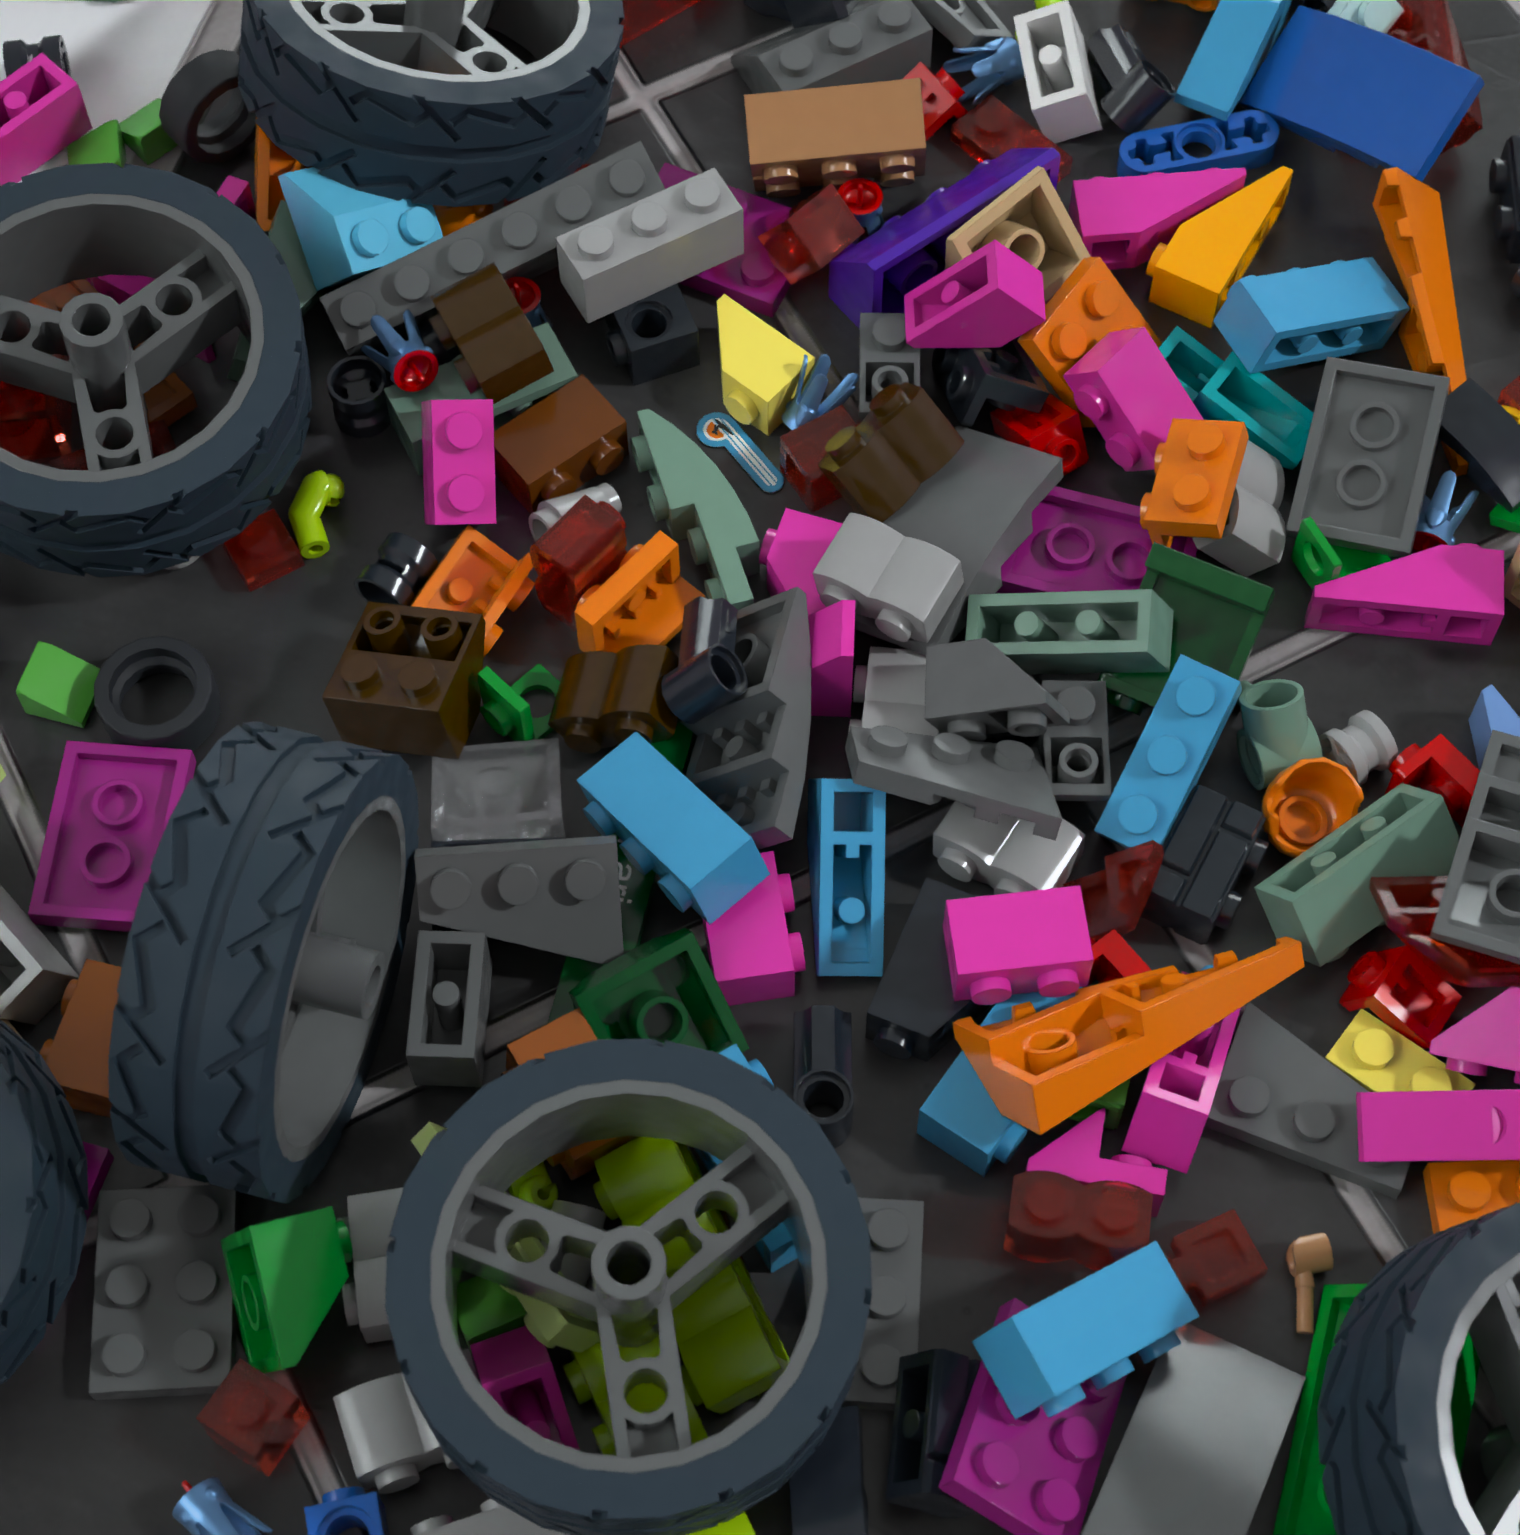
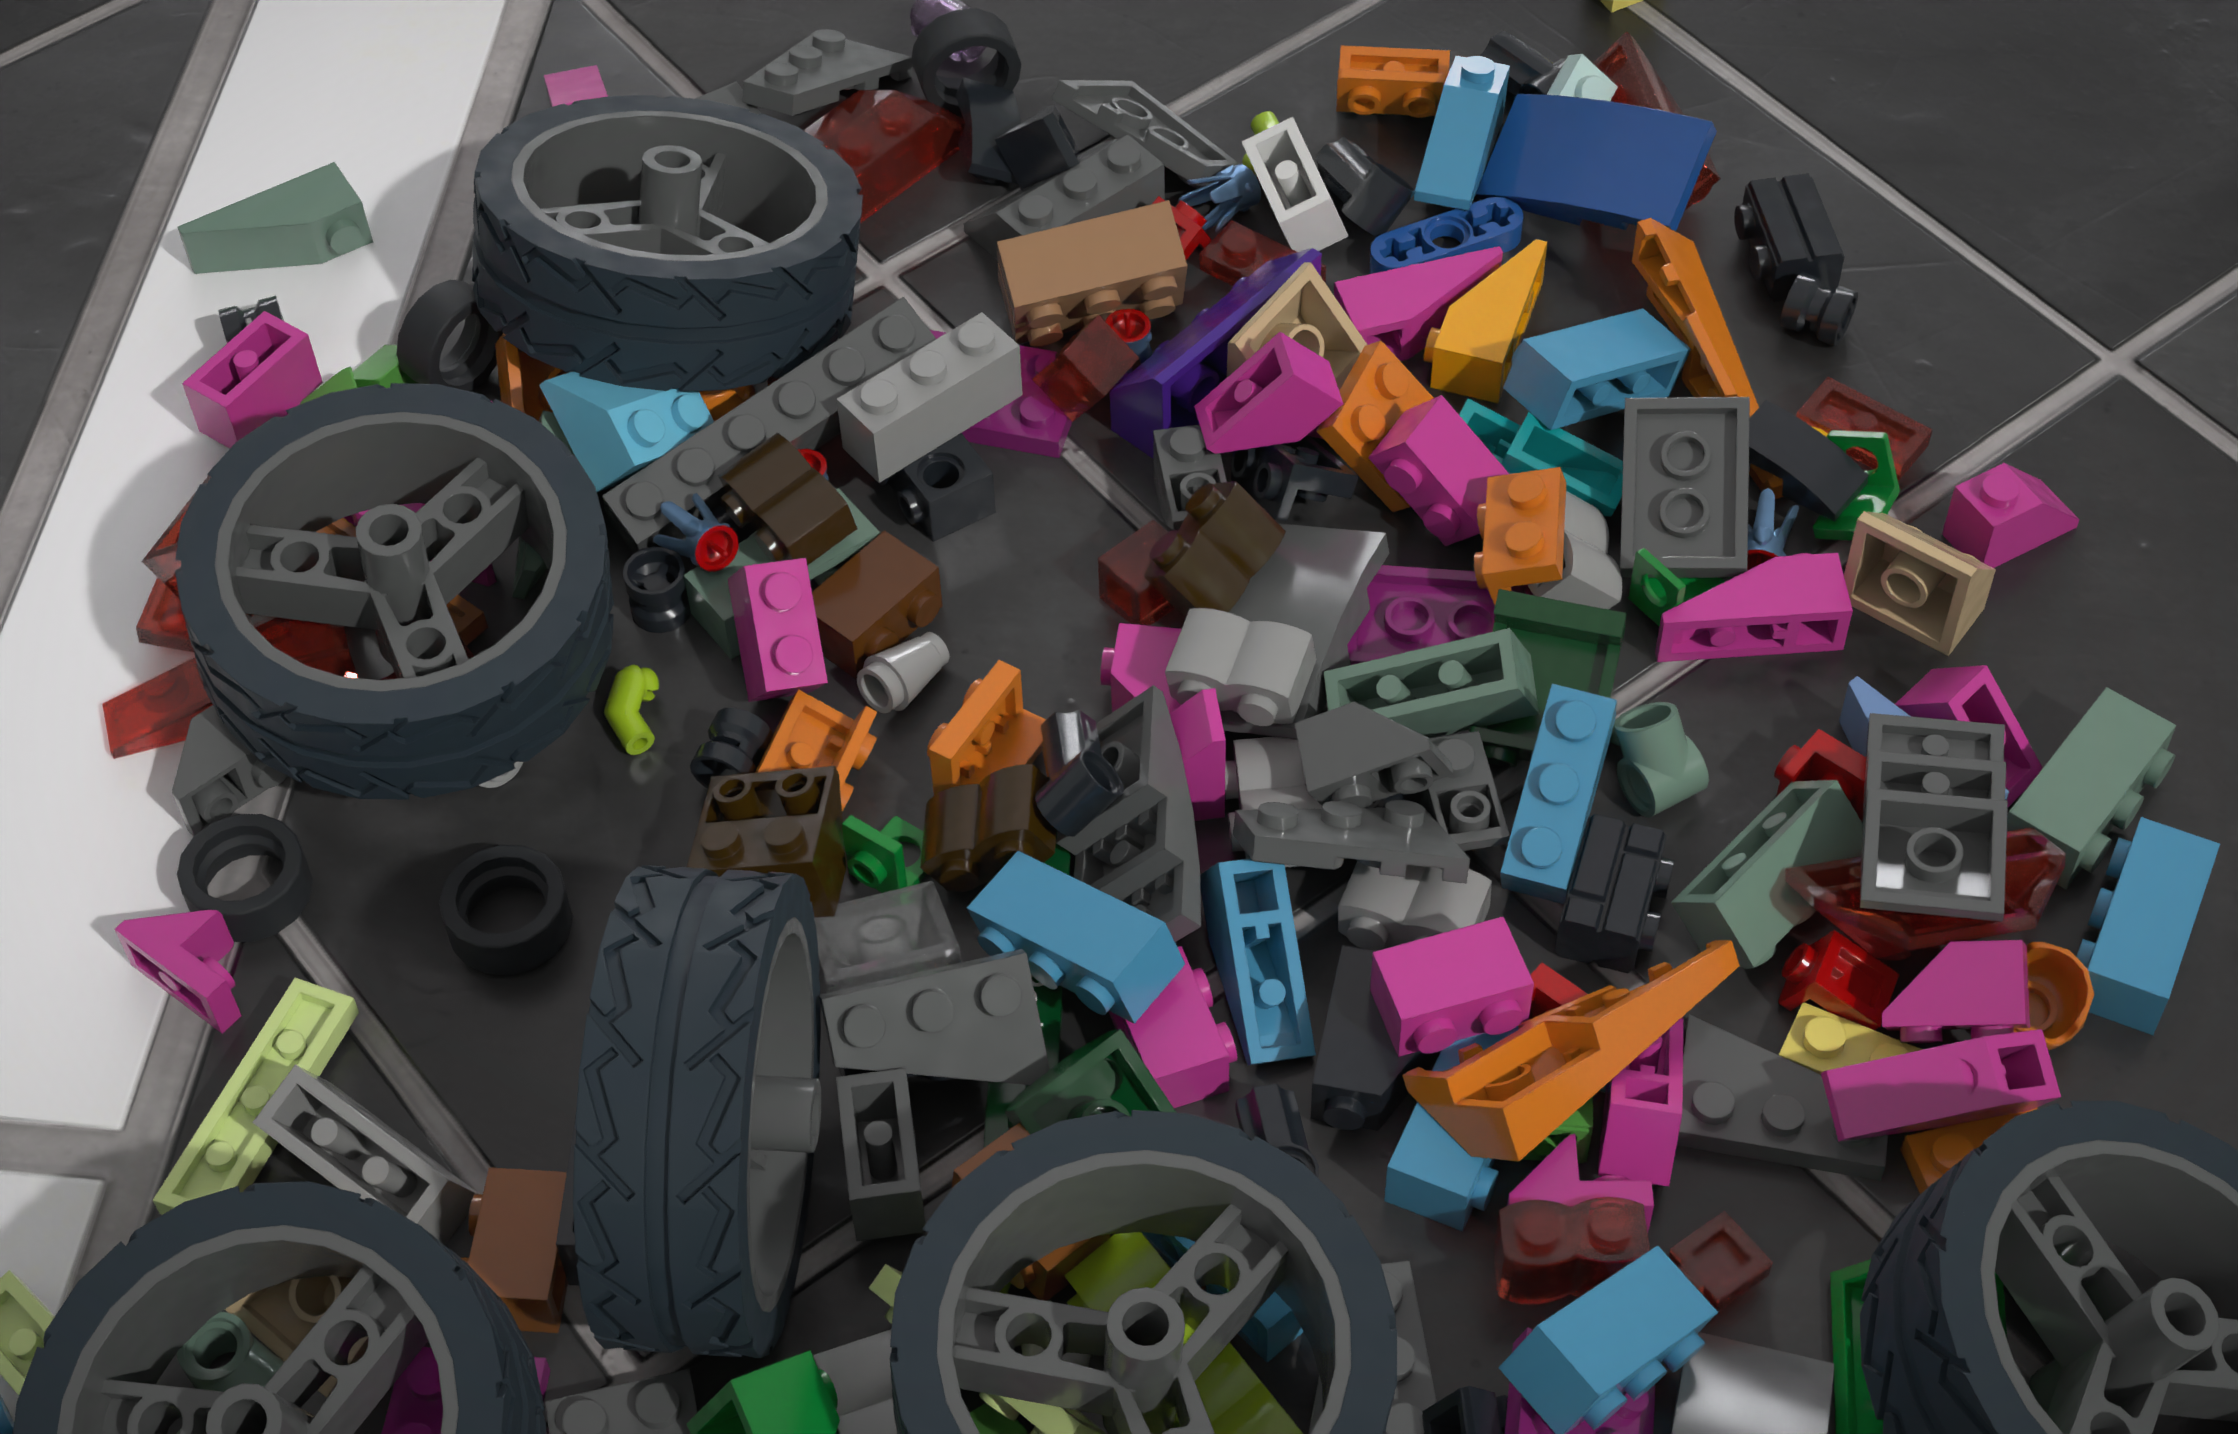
camera: 10 degrees left, 10 degrees down
(57, 686) = (398, 915): bright green slope -> none
(105, 832) = (487, 1052): magenta plate -> none
(263, 551) = (585, 754): clear red plate -> none
(576, 554) = (915, 699): clear red brick -> none
(698, 506) = (1025, 632): sand green slope -> none
(722, 430) = (1032, 569): dark azure sticker -> none
(756, 366) = (1059, 502): light yellow slope -> none
(807, 405) = (1116, 523): flat silver piece -> none
(1052, 431) = (1367, 510): red bracket -> none
(1120, 892) = (1545, 919): clear red slope -> none
(1304, 1258) = (1804, 1250): medium nougat hand -> none
(1308, 804) = (1705, 816): orange hair -> none
(1361, 745) = (1740, 761): light grey wheel -> none

